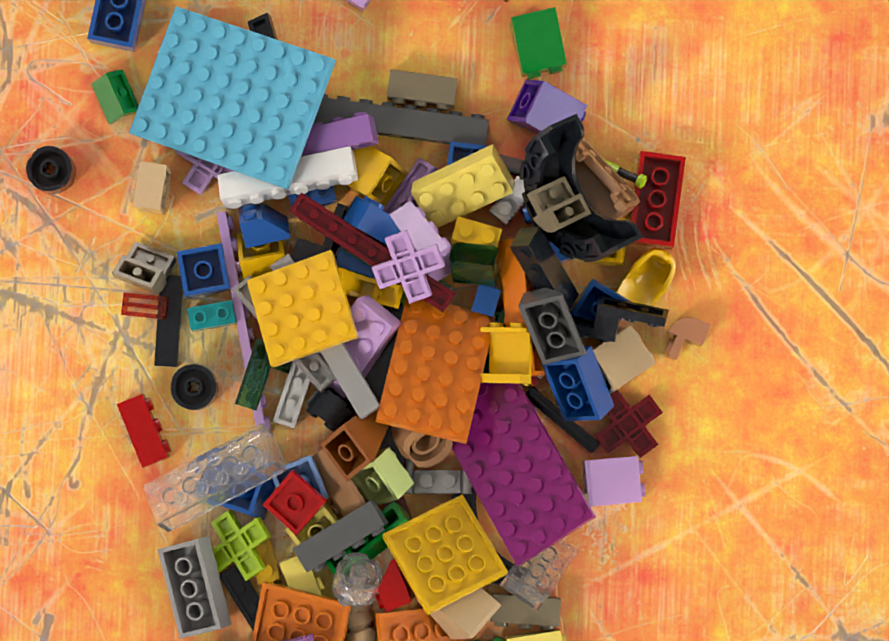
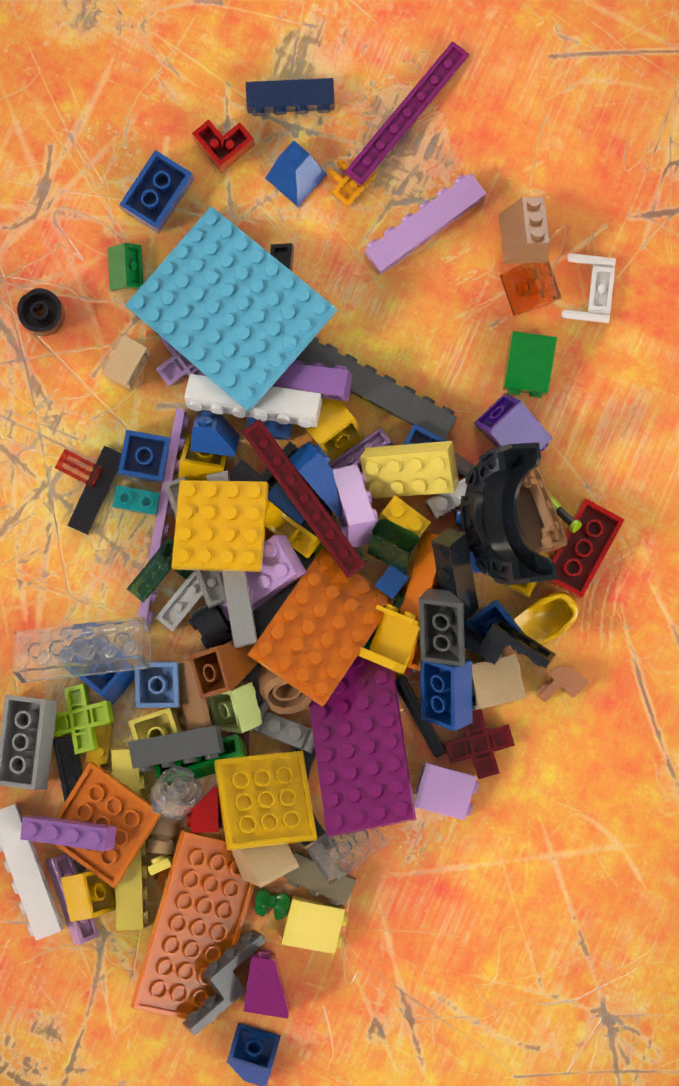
camera: 20 degrees right, 0 degrees up
(144, 430) = (35, 581): red brick -> none
(145, 268) = (92, 433): dark tan brick -> none
(181, 387) = (84, 554): black brick -> none
(295, 502) = (146, 700): red plate -> none
(408, 266) = (331, 523): lavender plate -> none
(422, 89) = (406, 366): dark tan brick -> none
(557, 205) = (489, 520): dark tan brick -> none

